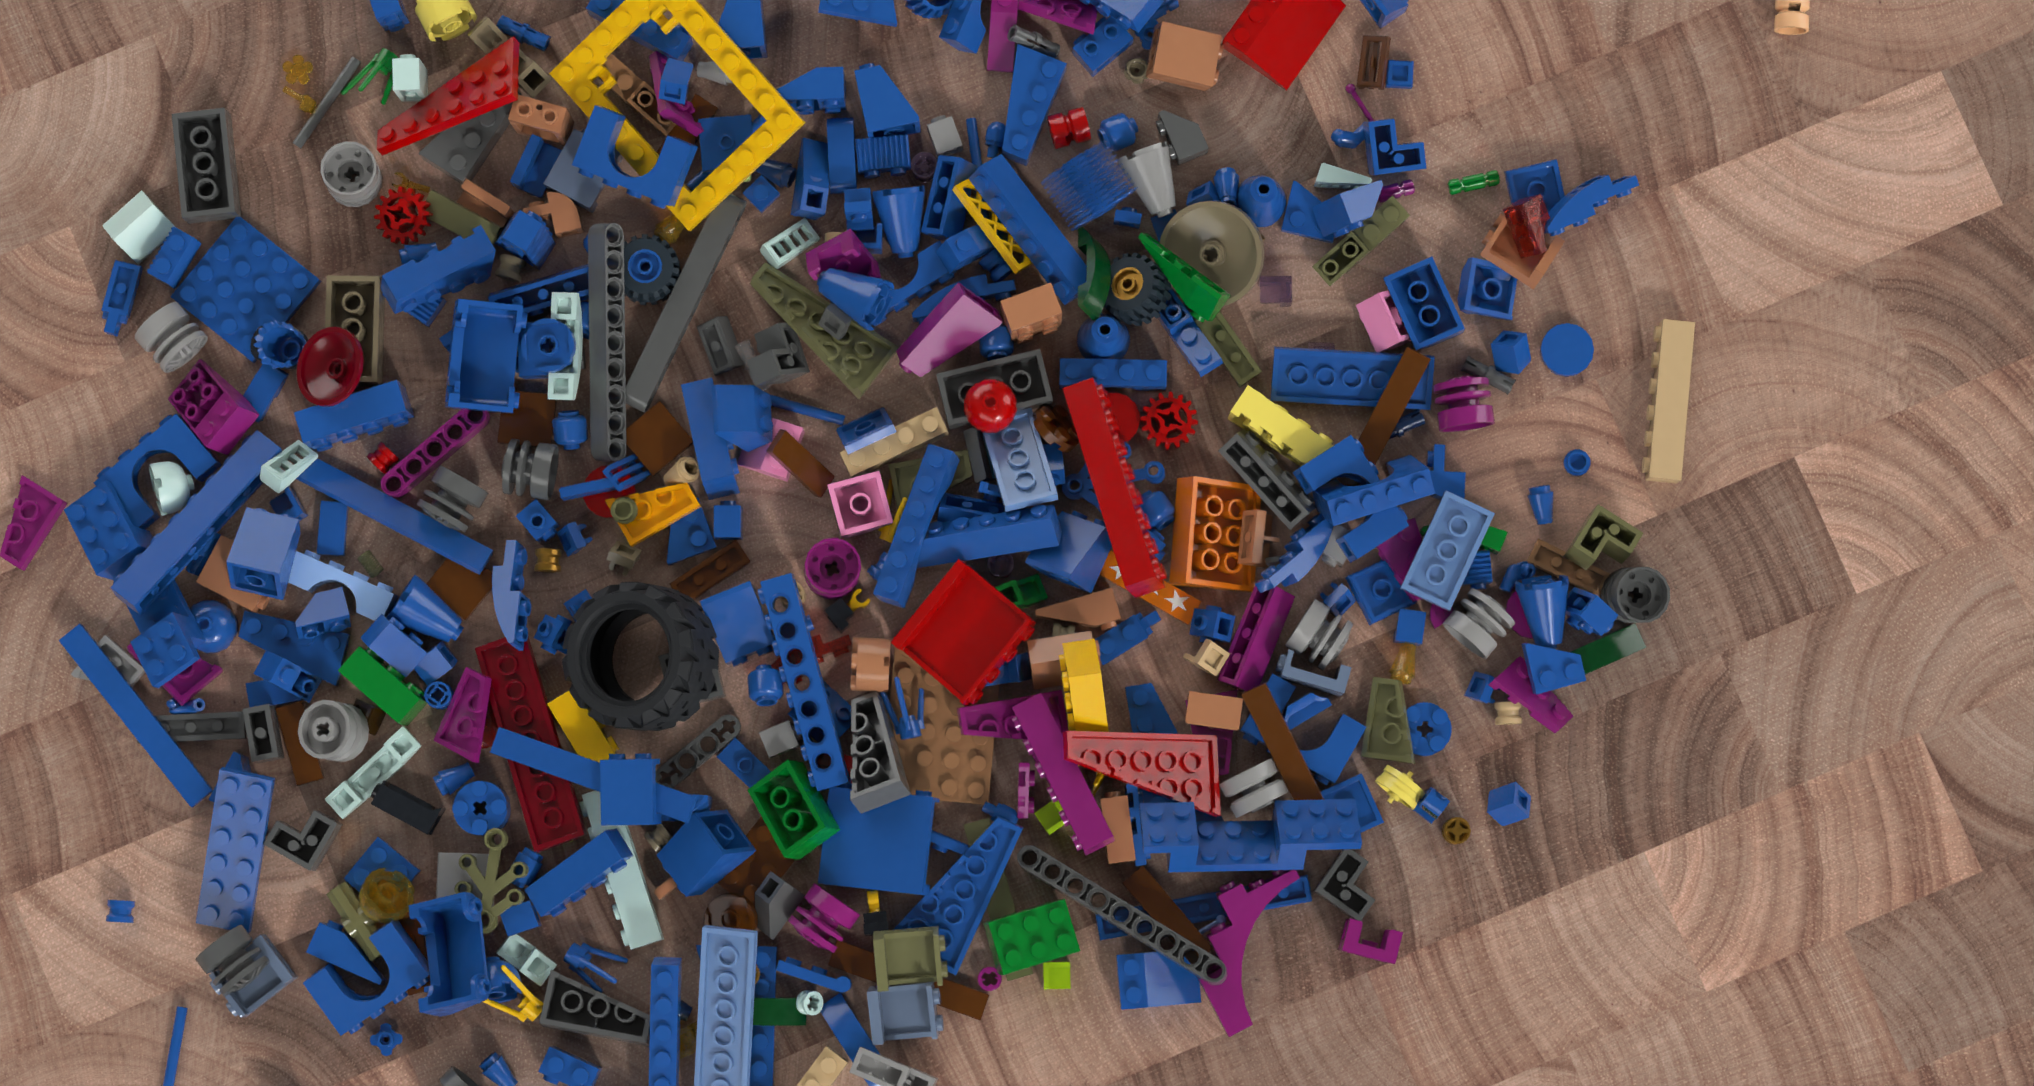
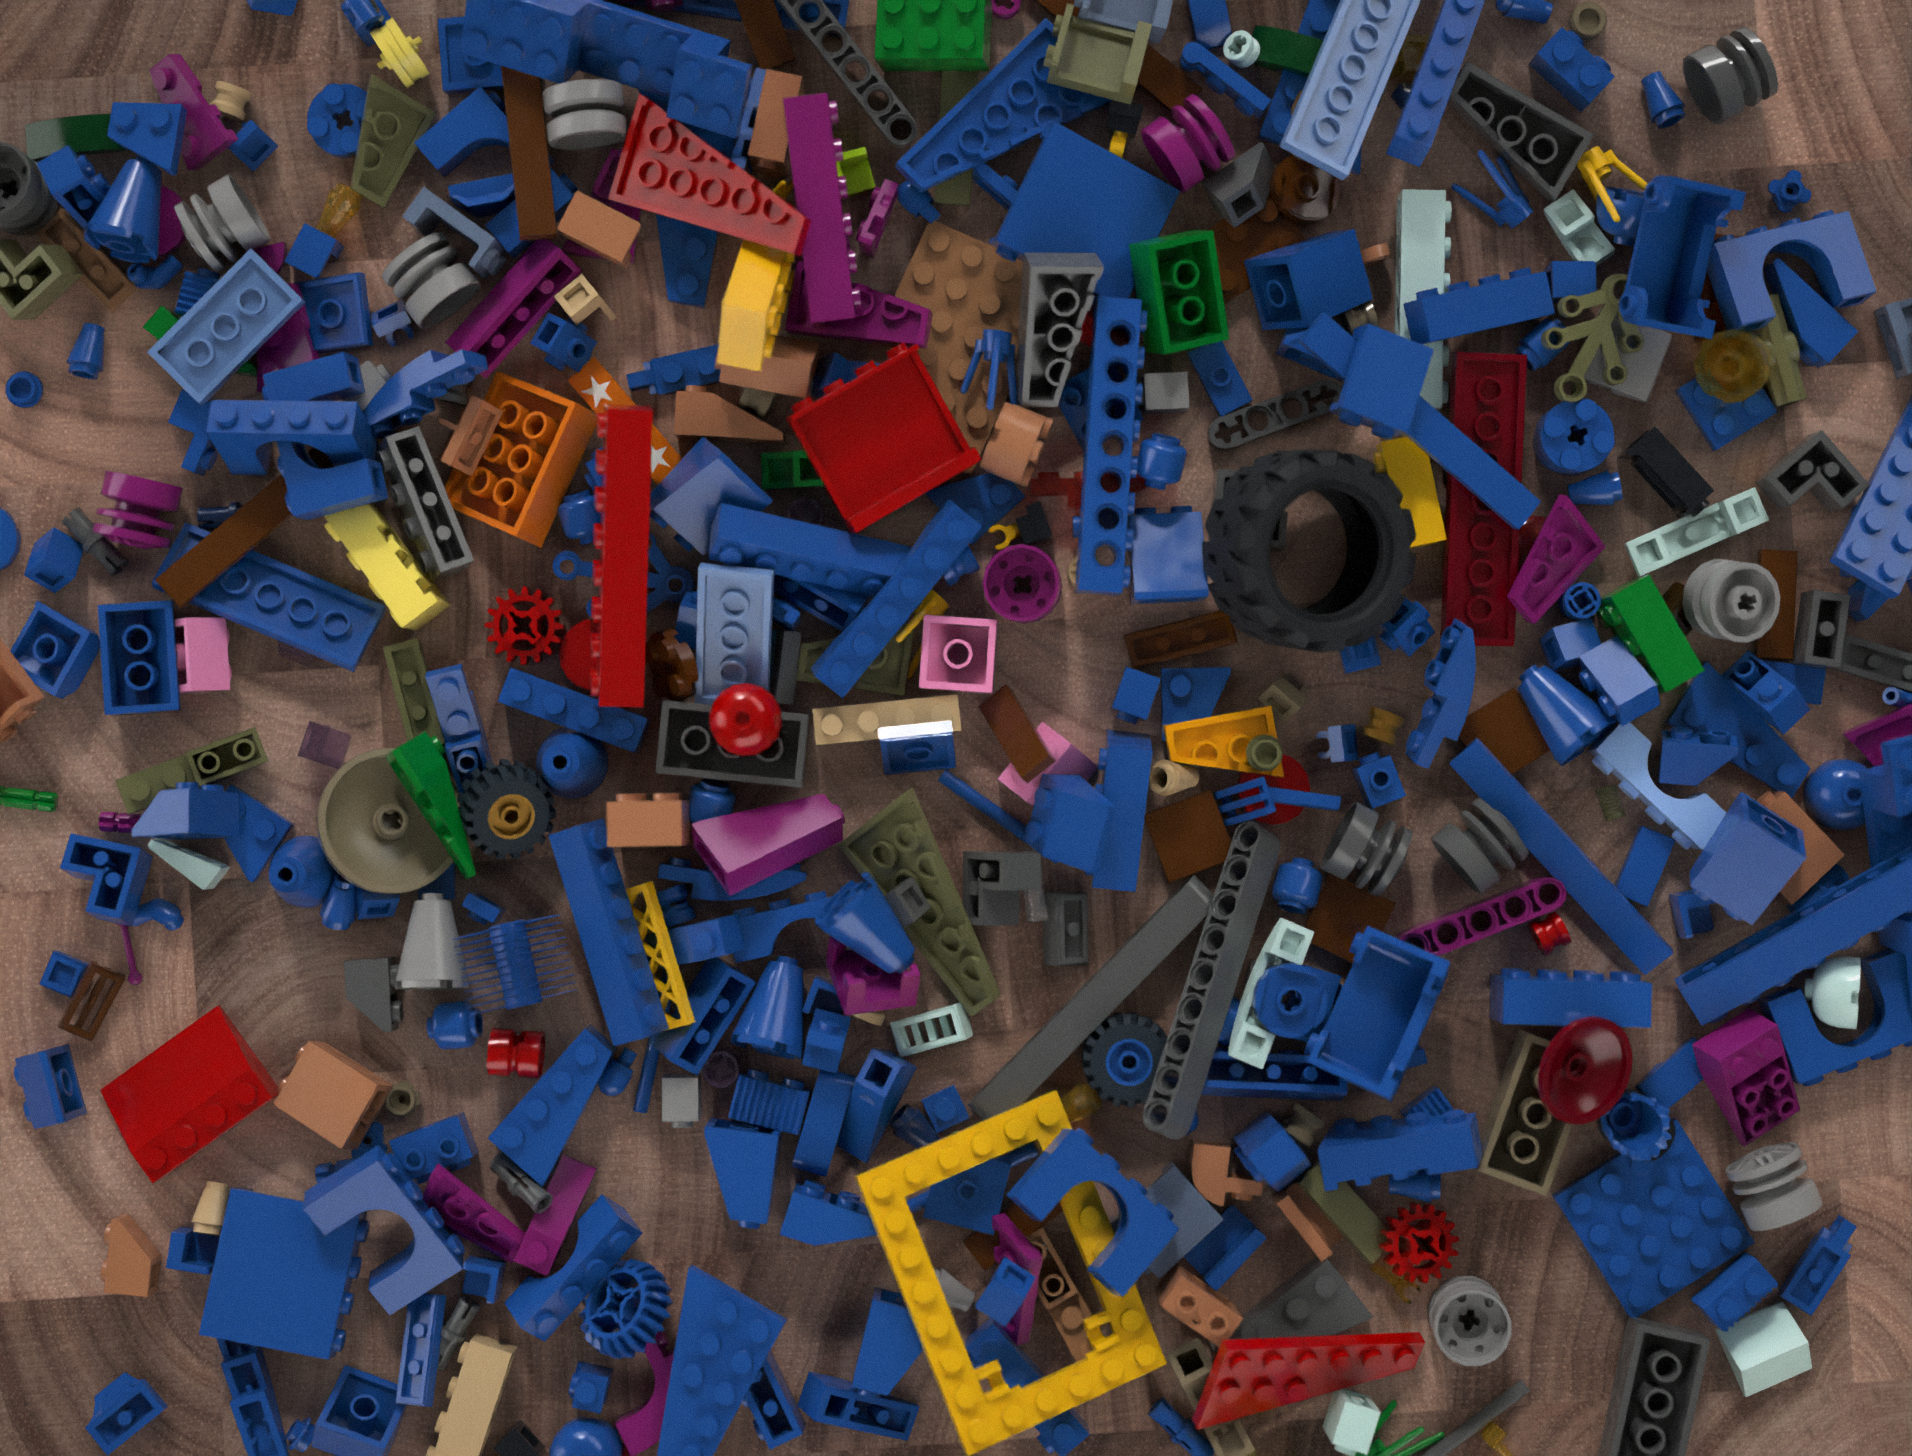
camera: 160 degrees left, 5 degrees up
(278, 479) = (1695, 951): light aqua slope -> none
(883, 619) = (983, 498): none -> blue wing
(1094, 292) = (556, 817): dark green slope -> none

